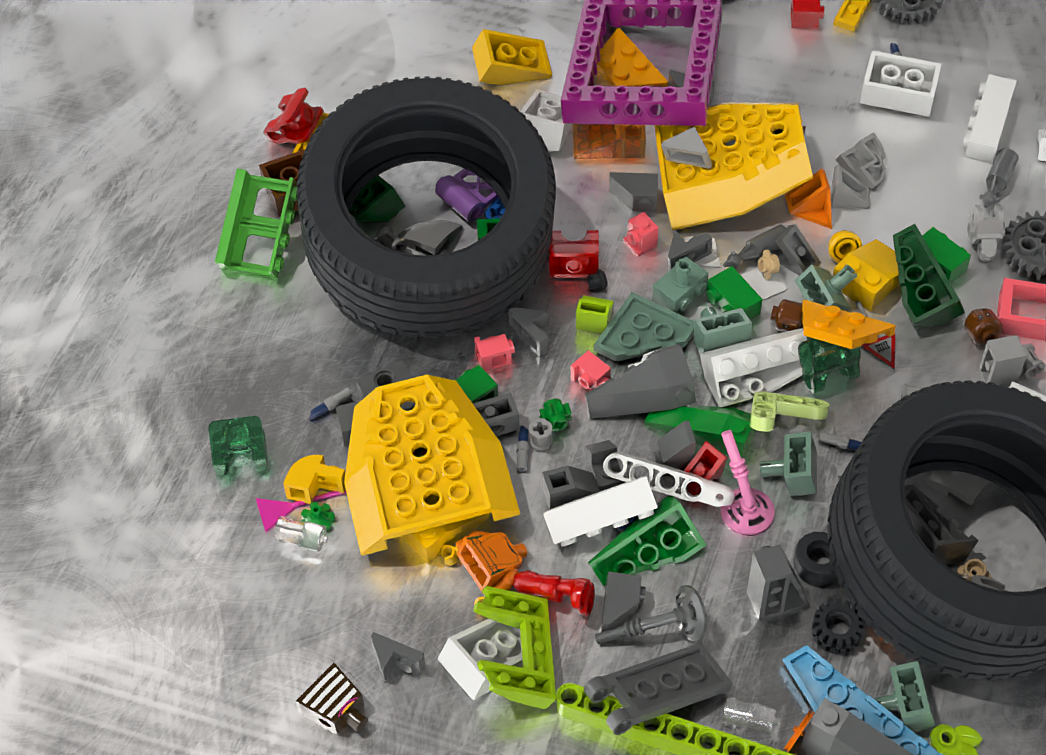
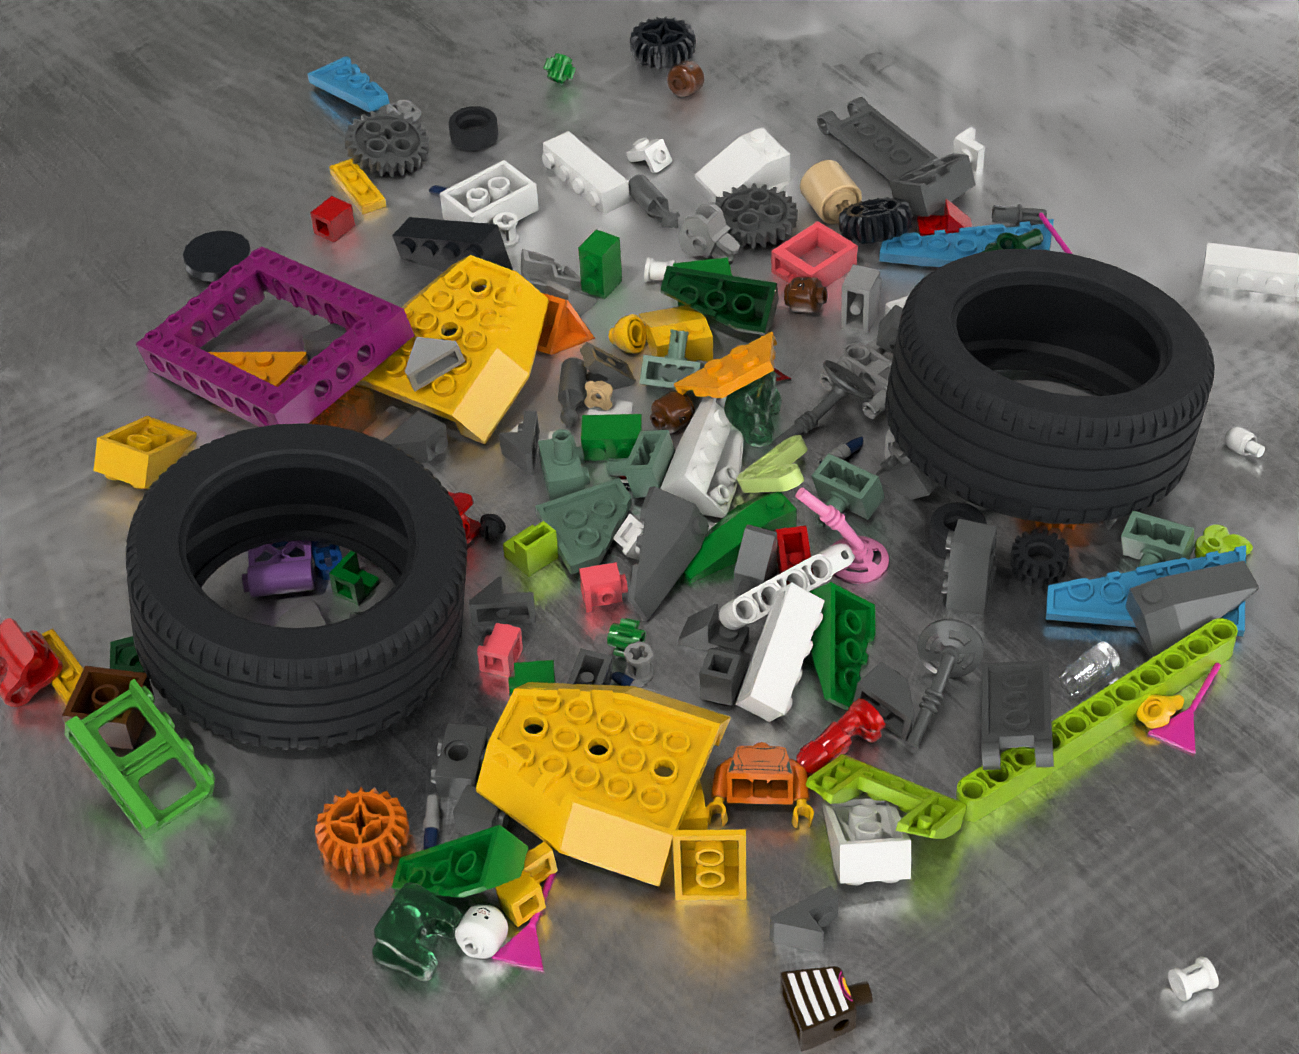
camera: 55 degrees left, 10 degrees down
(263, 480) = (481, 931): none -> white head
(289, 441) = (465, 864): none -> green wedge
(293, 377) = (343, 821): none -> orange gear
(304, 534) = (581, 930): clear piece -> none
(319, 514) = (568, 909): green plant -> none
(393, 571) = (709, 864): none -> yellow slope
(641, 234) = (472, 463): coral brick -> none
(798, 731) = (1137, 636): orange wheel -> none
(835, 96) = (445, 242): none -> black wedge
(867, 404) = (843, 385): none -> dark grey dish
(886, 113) = (508, 229): none -> white bush
(891, 185) = (600, 264): none -> green brick
(926, 221) = (655, 269): none -> white bush
(971, 38) = (475, 139): none -> black tyre

